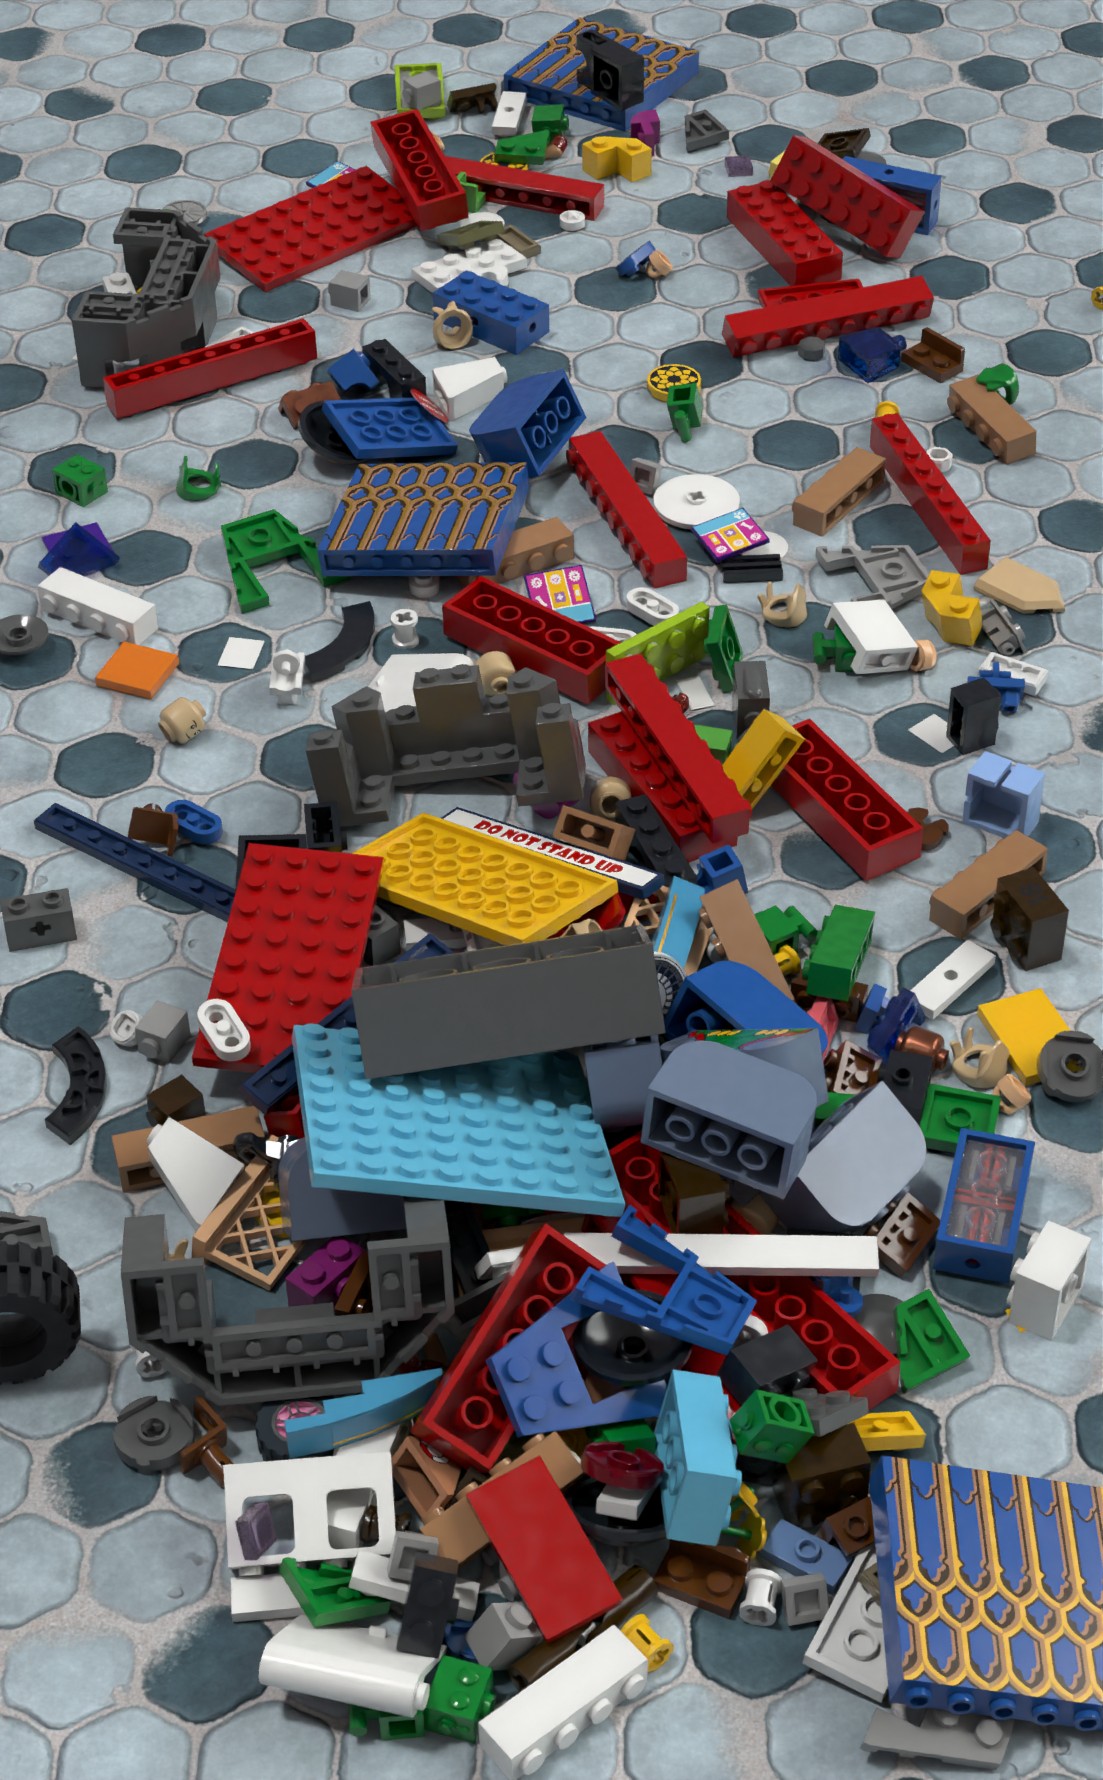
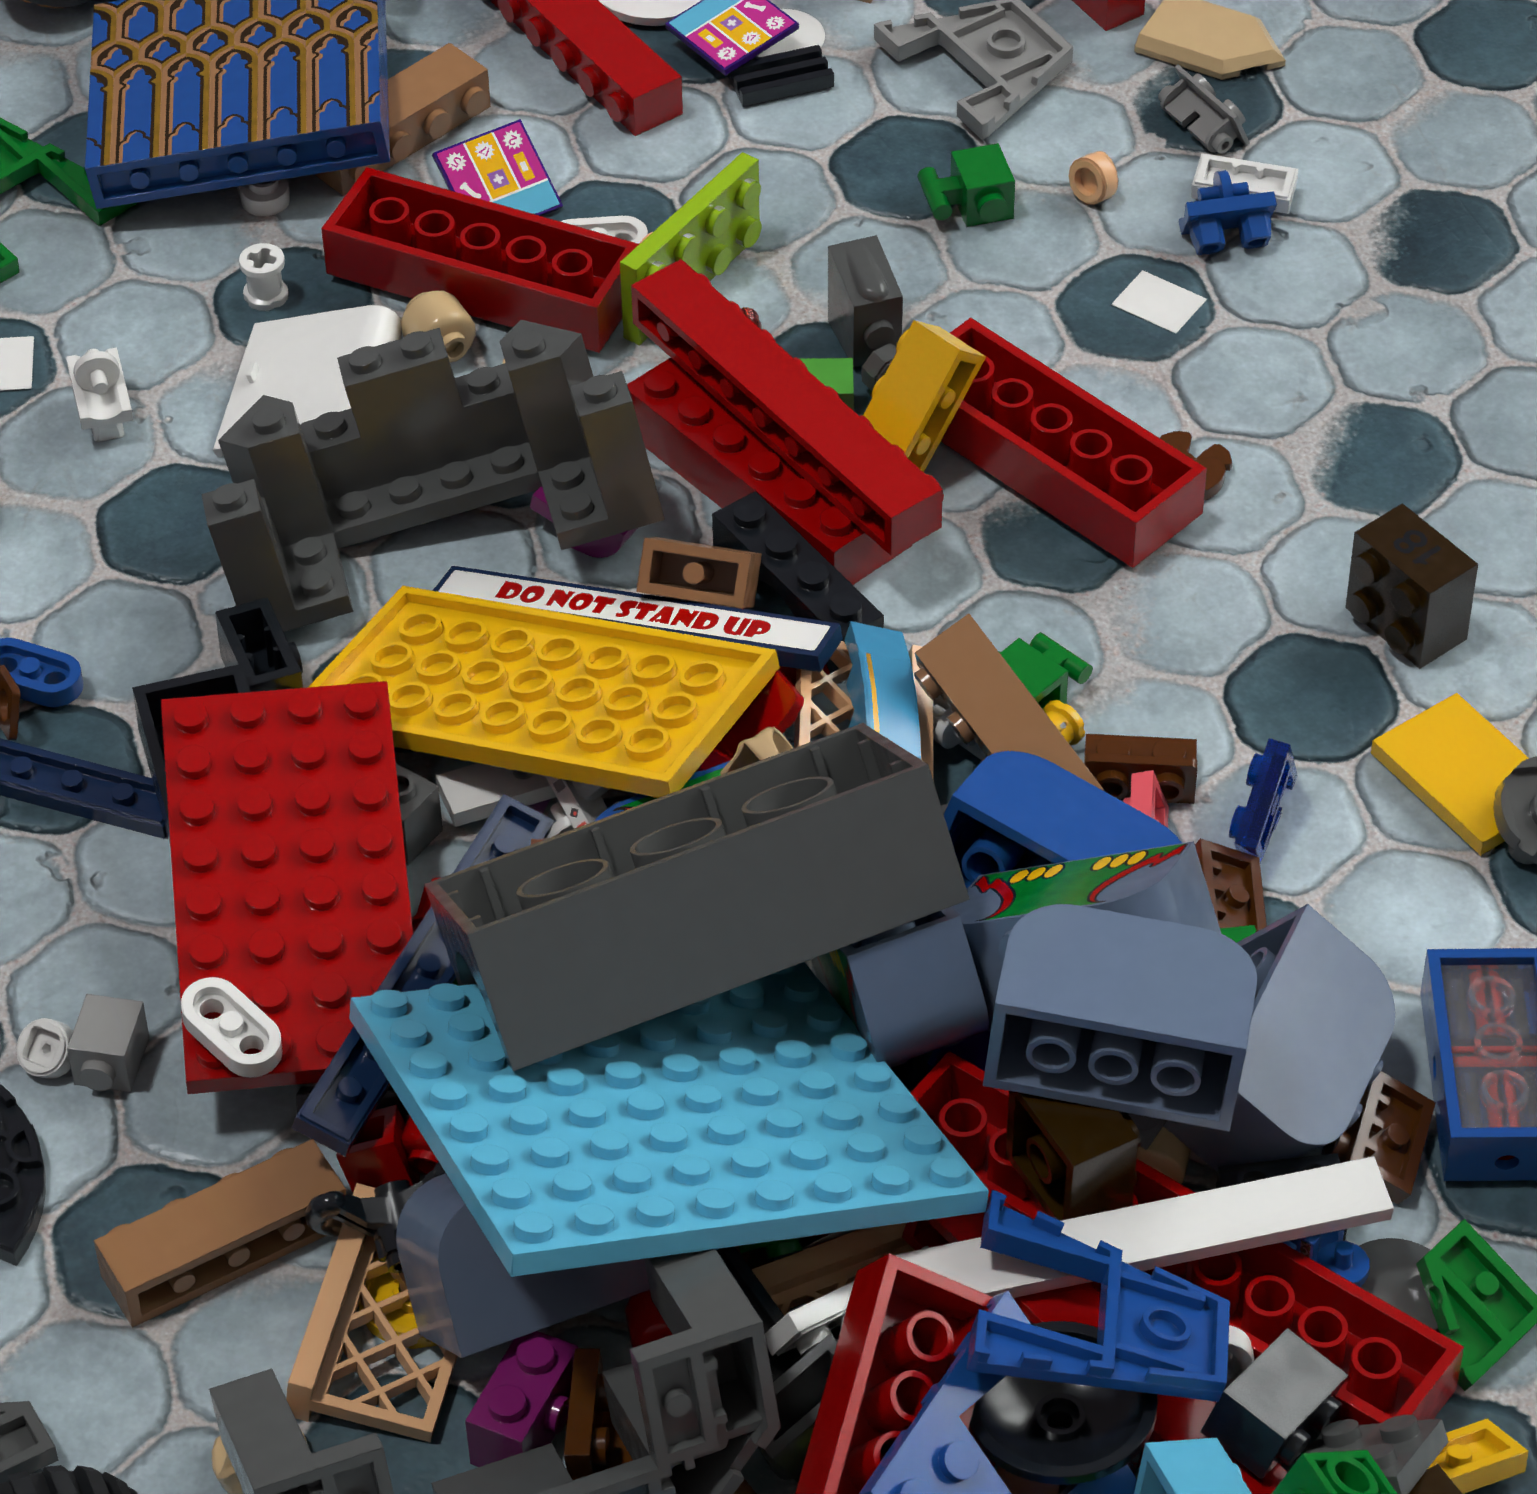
camera: 15 degrees left, 5 degrees up
(176, 1100) = (174, 1163): dark brown brick -> none
(192, 1169) = (251, 1273): white slope -> none
(347, 646) = (177, 320): black tile -> none
(605, 794) = (689, 505): tan head -> none
(650, 605) = (649, 170): white plate -> none
(696, 692) = (759, 295): white sticker -> none
(720, 869) = (915, 601): blue brick -> none
(722, 647) = (791, 222): green plate -> none
(796, 607) = (863, 152): tan piece -> none
(838, 952) = (1143, 697): green brick -> none
(873, 1009) = (1220, 780): blue tile -> none
(875, 634) = (1019, 156): white panel -> none
(908, 1080) = (1308, 875): black brick -> none
(925, 1043) = (1312, 833): copper head -> none
(951, 1109) = (1401, 922): green plate -> none
(952, 977) = (1320, 701): white tile -> none
(953, 614) = (1124, 103): yellow brick -> none
(969, 895) = (1315, 547): medium nougat brick -> none
(973, 716) = (1215, 267): black brick -> none
(991, 1064) = (1428, 832): tan piece -> none
(1003, 796) = (1305, 393): light blue piece -> none
(1014, 1092) = (1474, 870): light nougat tile -> none

